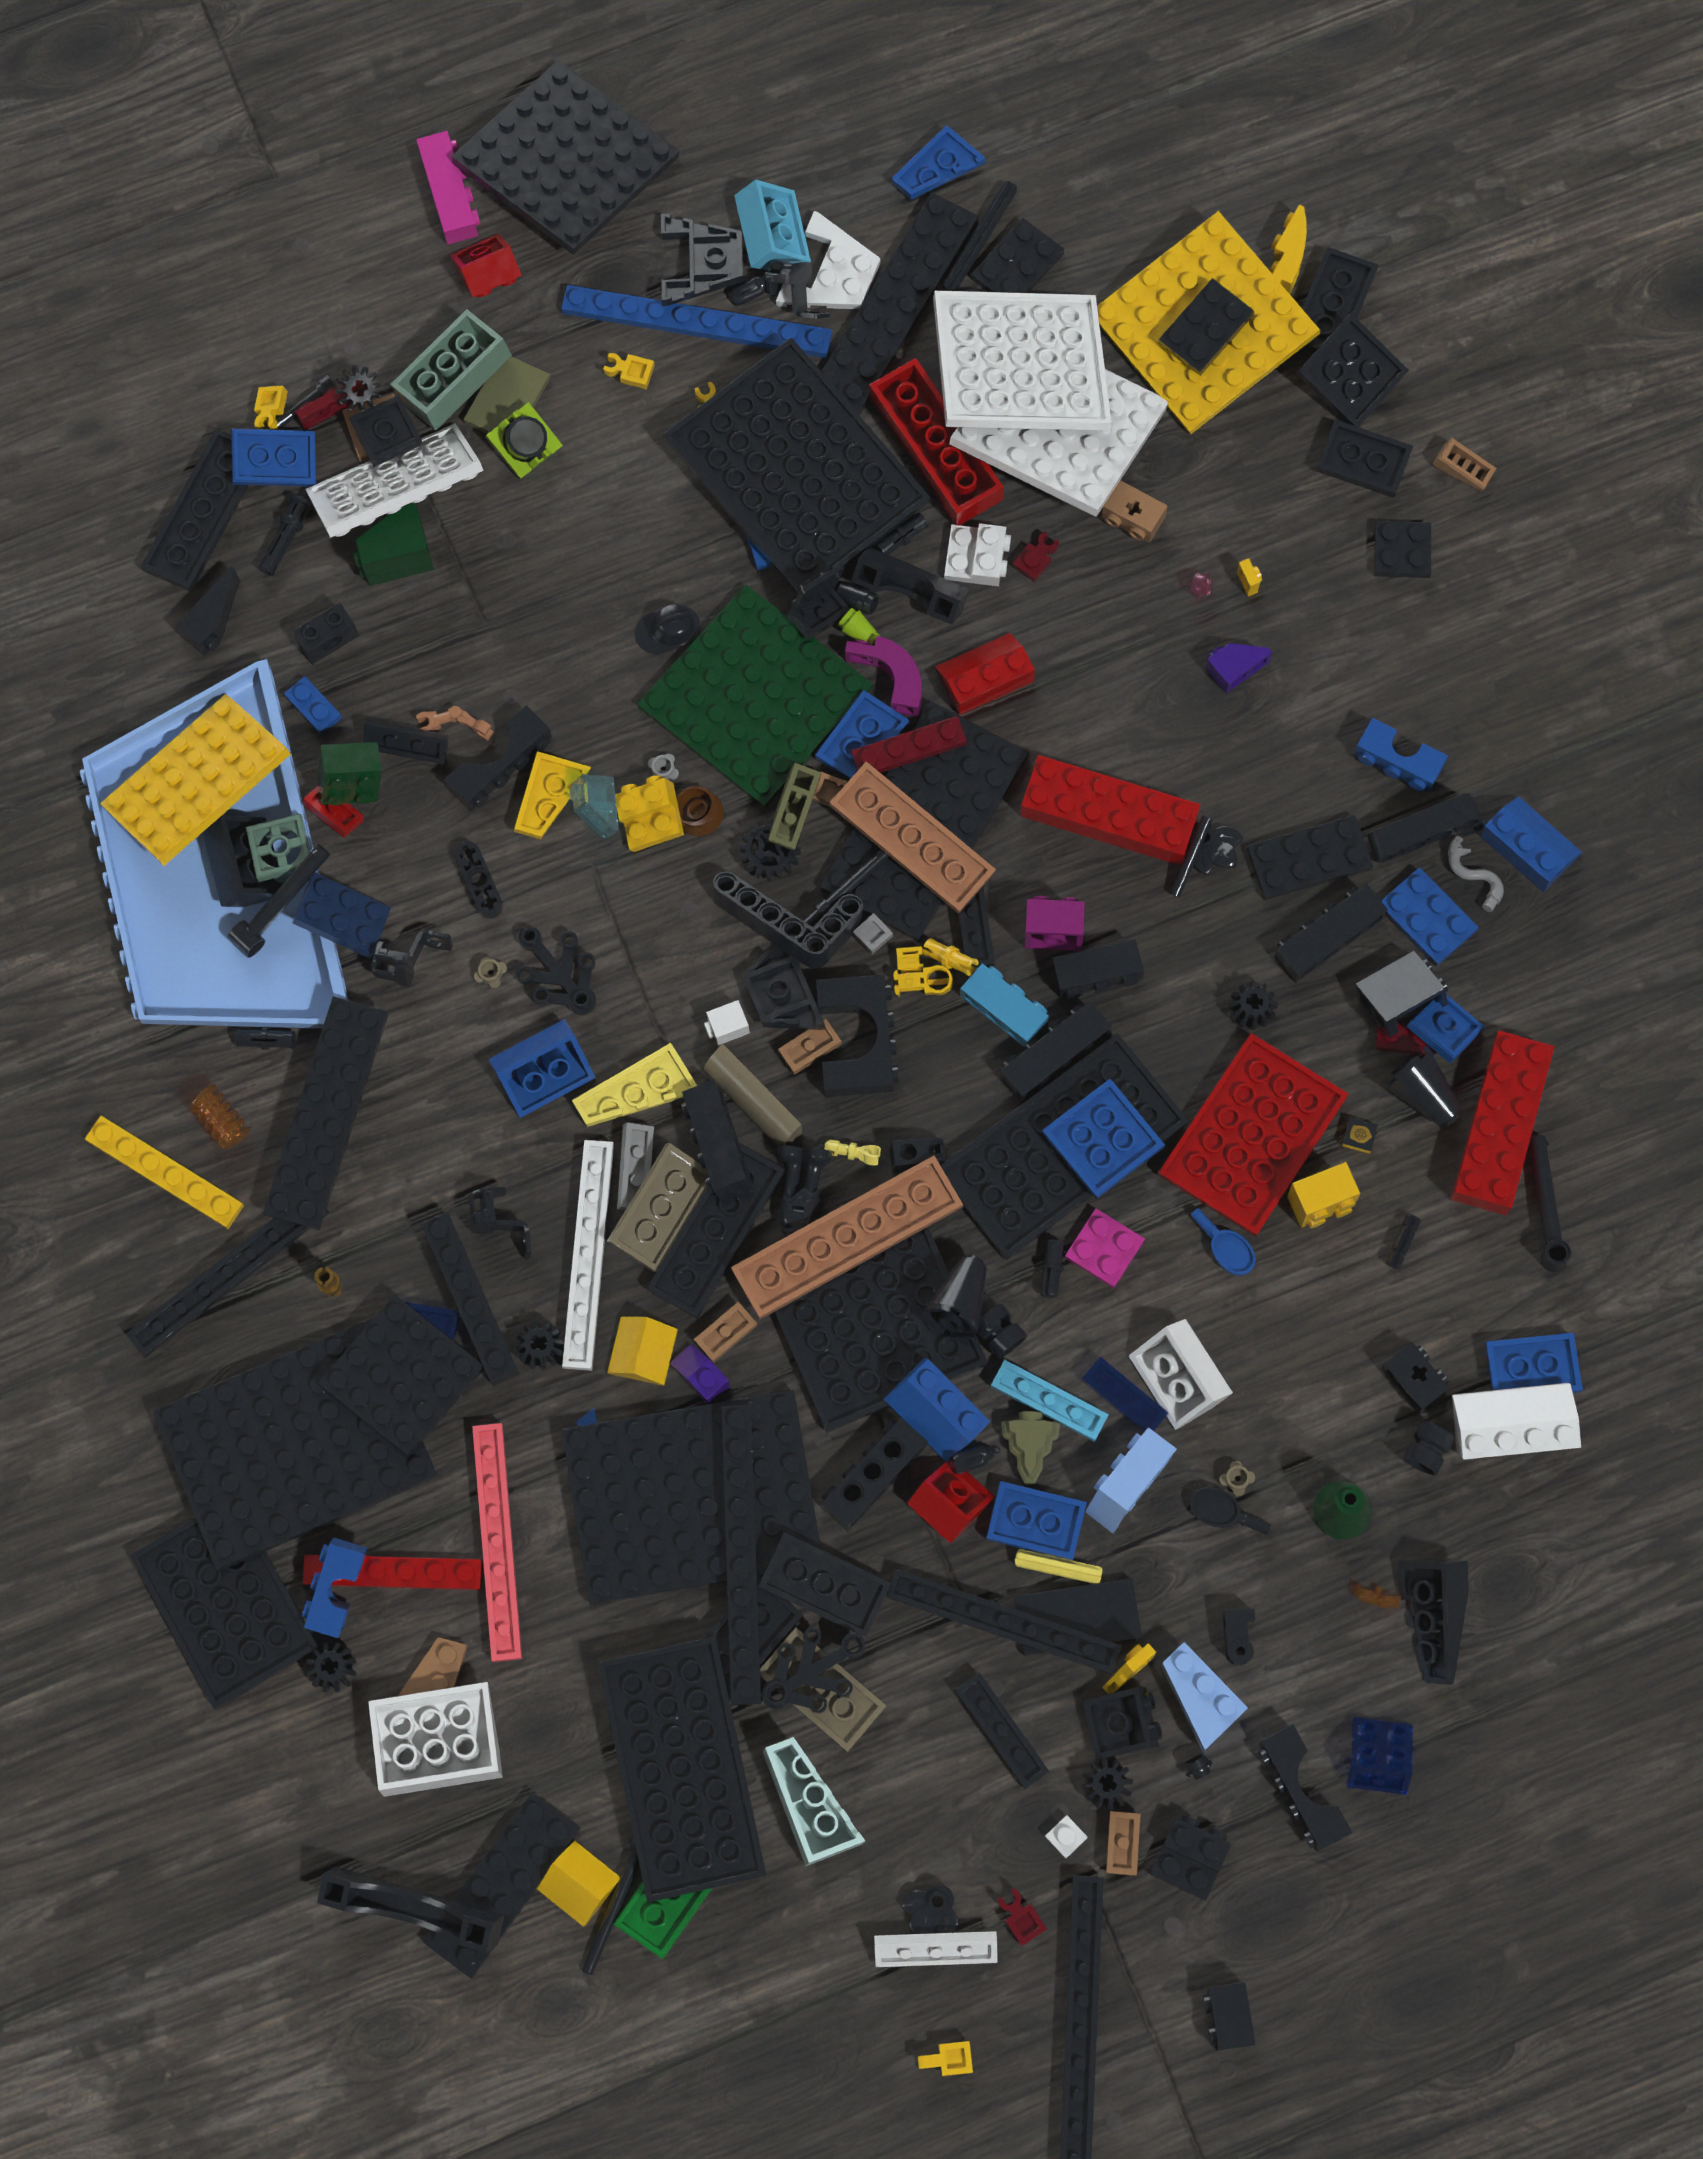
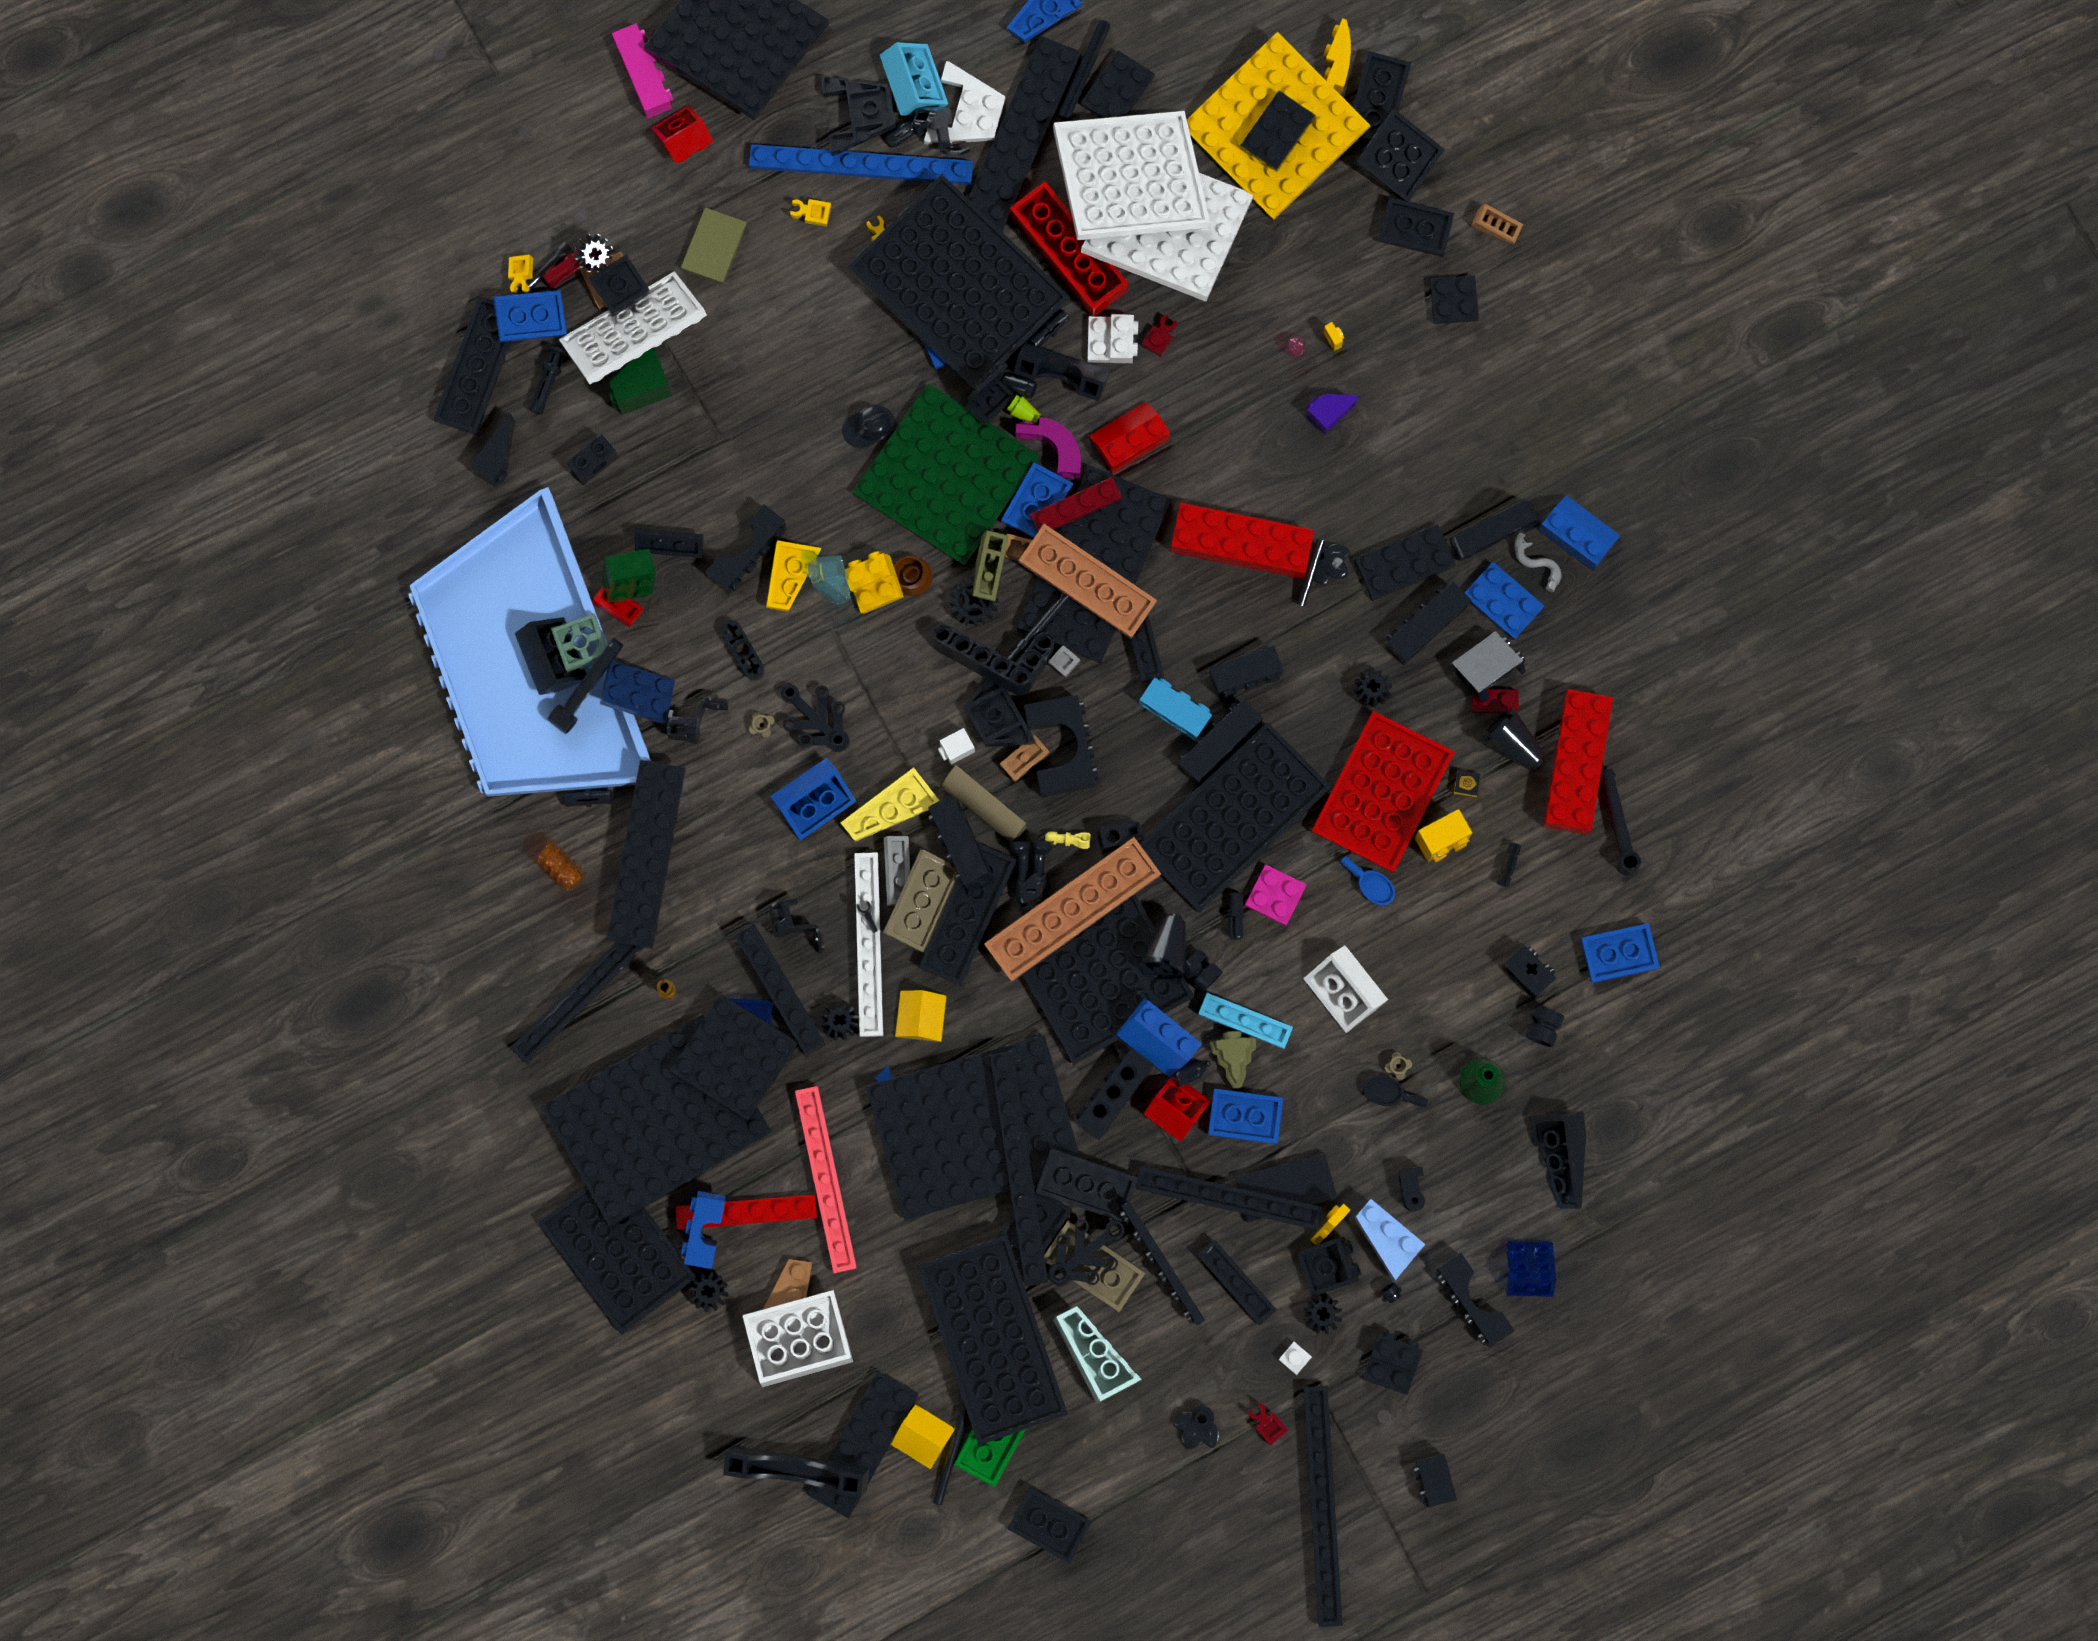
camera: 10 degrees left, 5 degrees up
(164, 1172) = (521, 914): yellow plate -> none
(195, 779) = (504, 593): yellow plate -> none
(313, 705) = (589, 520): blue plate -> none
(451, 369) = (666, 228): sand green brick -> none
(455, 714) = (704, 516): nougat piece -> none
(524, 440) = (733, 281): piece -> none
(590, 1216) = (867, 913): none -> black hand
(664, 761) = (883, 537): light grey plate -> none
(700, 1374) = (969, 1029): dark purple slope -> none
(725, 1332) = (985, 994): medium nougat plate -> none
(726, 2017) = (1049, 1525): none -> black plate
(912, 976) = (1099, 693): yellow piece -> none
(913, 1708) = (1166, 1272): none -> black plate
(936, 1949) = (1204, 1455): white plate -> none
(950, 957) = (1128, 674): yellow pin -> none
(952, 2058) = (1226, 1537): yellow plate -> none
(1054, 924) = (1208, 639): magenta brick -> none
(1058, 1566) = (1266, 1150): light yellow axle -> none
(1103, 1138) = (1265, 809): blue plate -> none
(1123, 1843) = (1339, 1358): medium nougat plate -> none
(1124, 1395) = (1304, 1011): clear blue plate -> none
(1126, 501) = (1247, 289): medium nougat brick -> none
(1129, 1479) = (1315, 1076): light blue wedge -> none
(1376, 1599) = (1515, 1148): clear orange piece -> none
(1418, 770) = (1450, 469): blue arch -> none
(1446, 1028) = (1526, 691): blue tile -> none
(1515, 1421) = (1610, 998): white slope -> none

